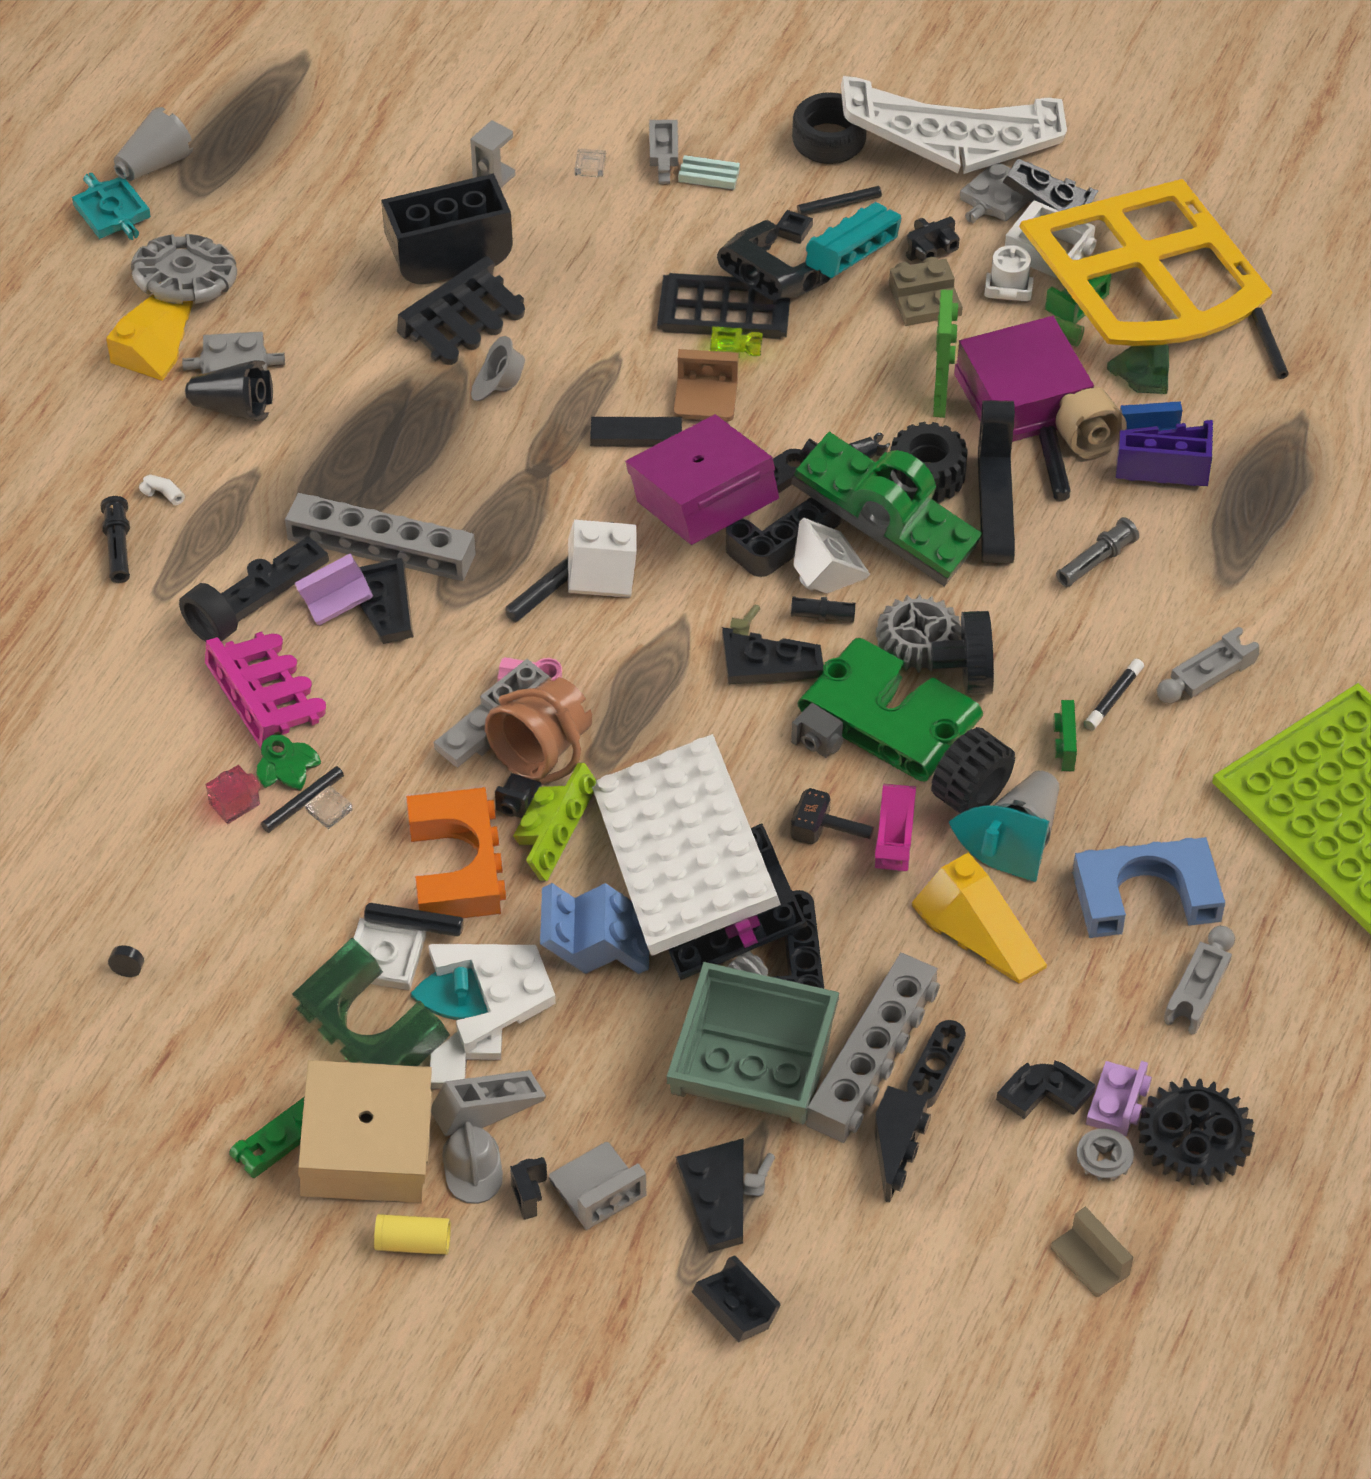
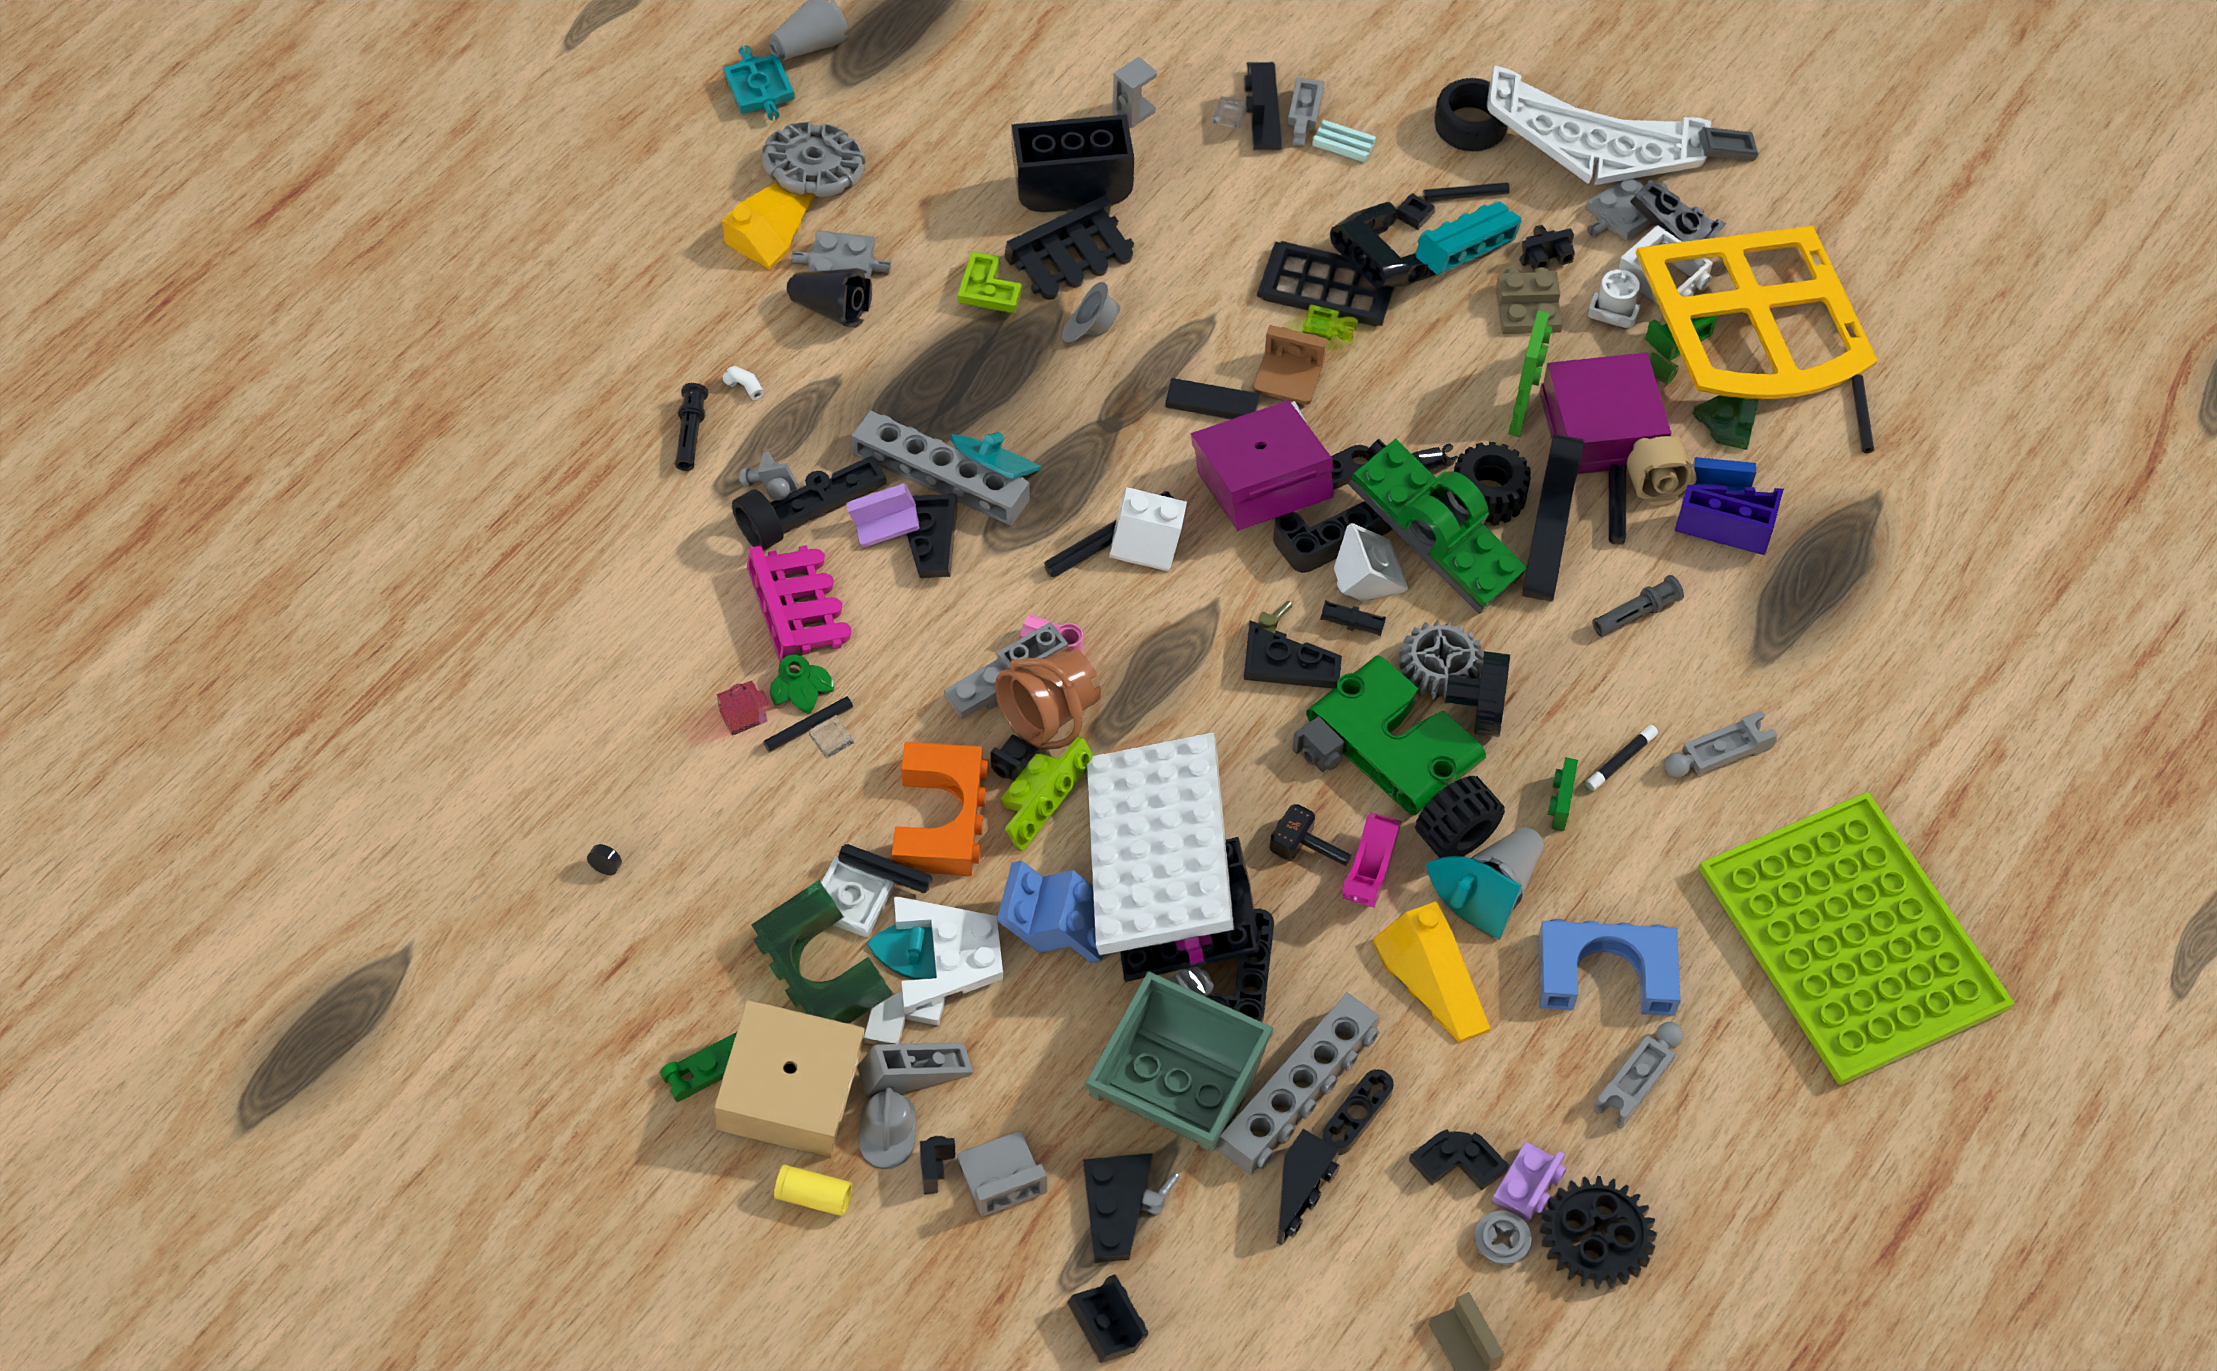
camera: 10 degrees right, 5 degrees up
(217, 572) = (775, 476): none -> light grey piece
(384, 365) = (983, 289): none -> lime plate
(429, 515) = (993, 455): none -> teal shield
(621, 151) = (1263, 105): none -> black bracket
(1083, 117) = (1728, 144): none -> dark grey tile

